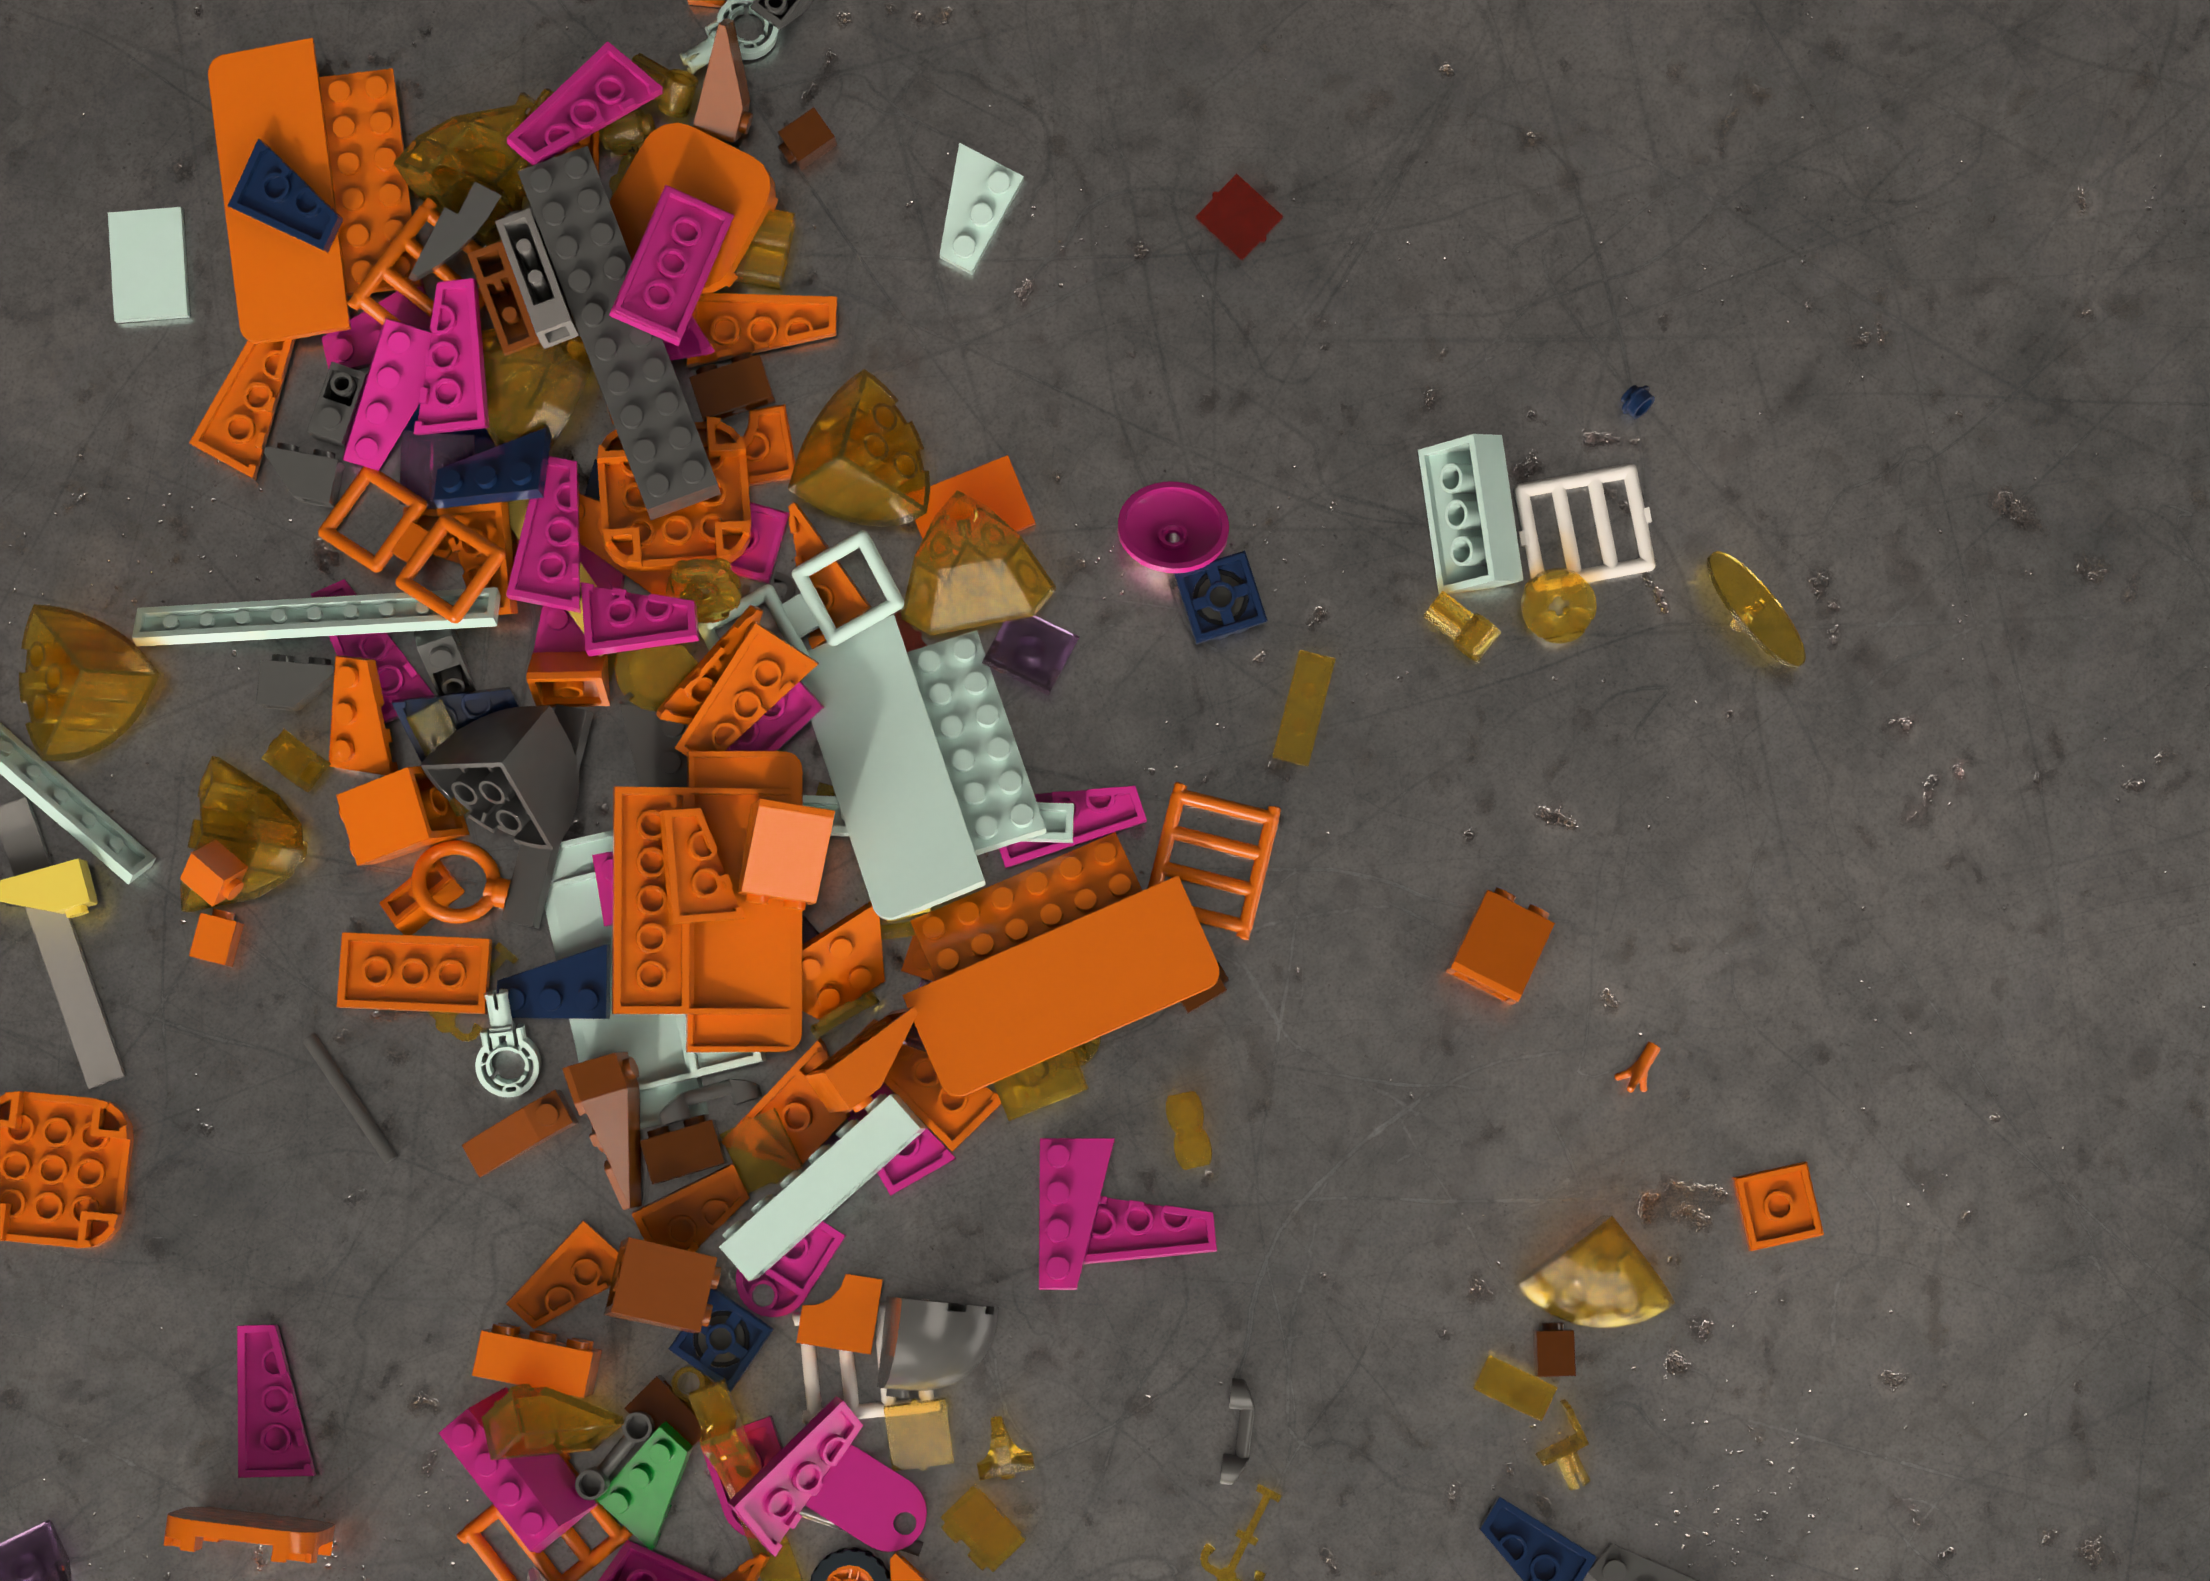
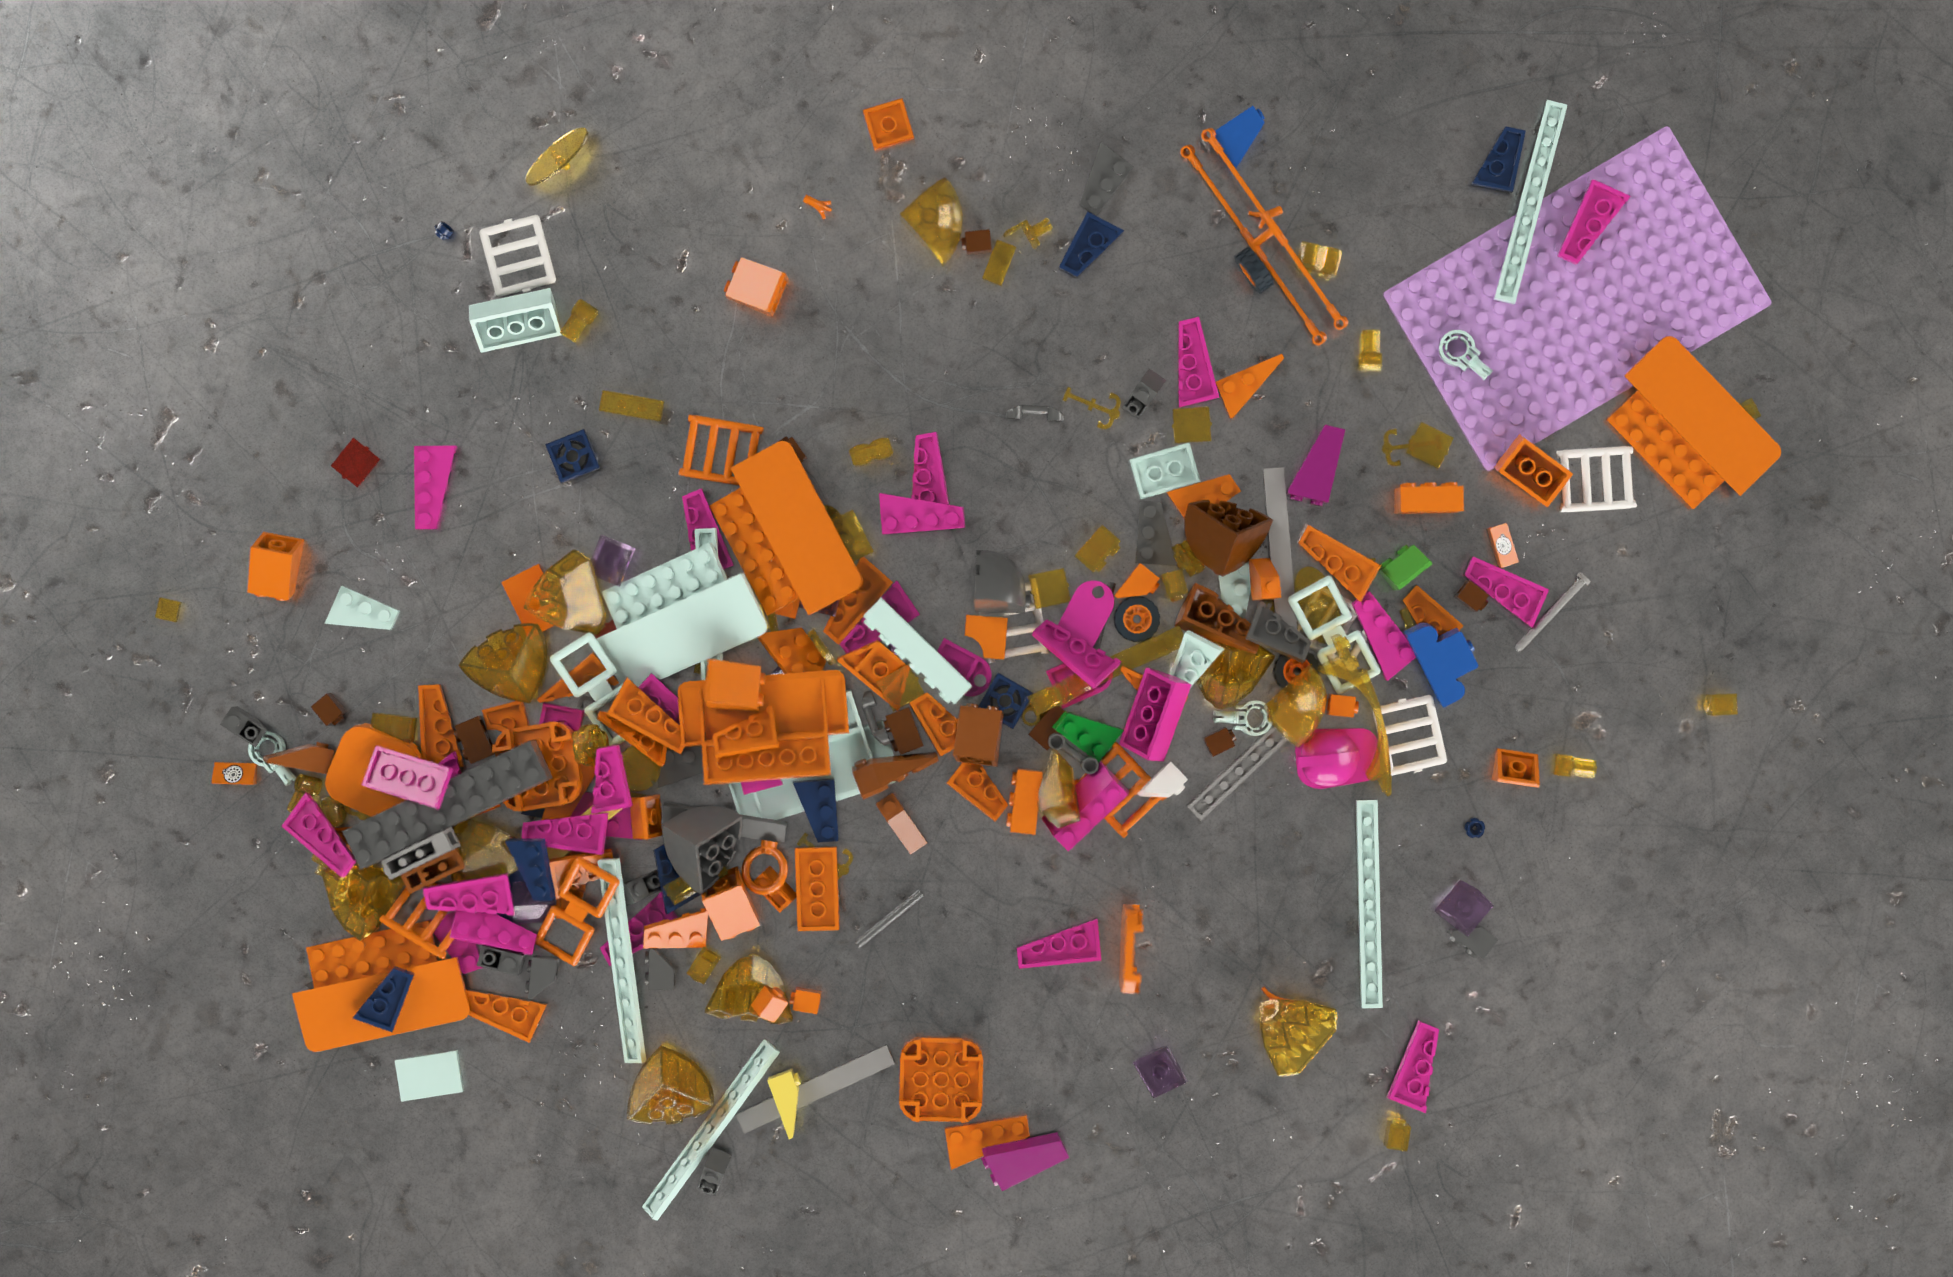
camera: 100 degrees left, 5 degrees up
(455, 230) = (396, 902): dark grey slope -> none
(502, 1025) = (842, 836): light aqua pin -> none
(861, 1066) = (848, 634): orange slope -> none
(1003, 1456) = (1058, 540): clear yellow piece -> none
(1067, 64) = (274, 566): none -> orange slope
(1173, 514) = (535, 485): dark pink dish -> none
(1198, 346) = (431, 477): none -> dark pink wing
(1575, 617) = (555, 276): clear yellow plate -> none

